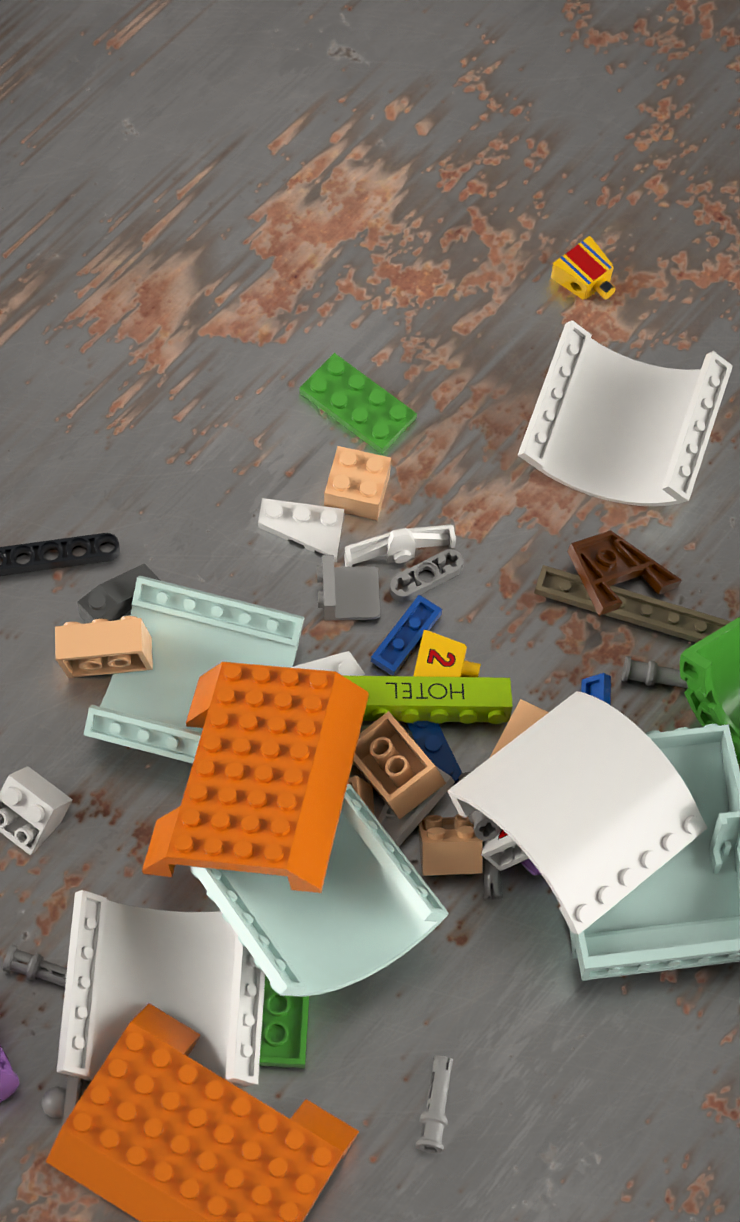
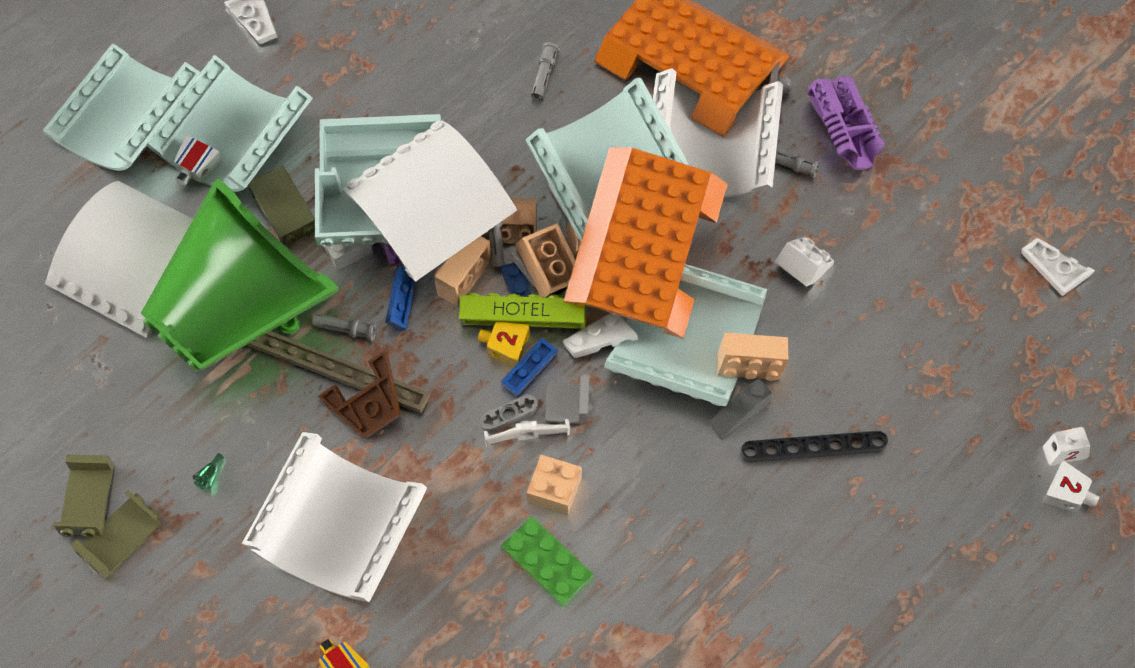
camera: 170 degrees left, 0 degrees up
(307, 524) = (599, 460): white wing -> none

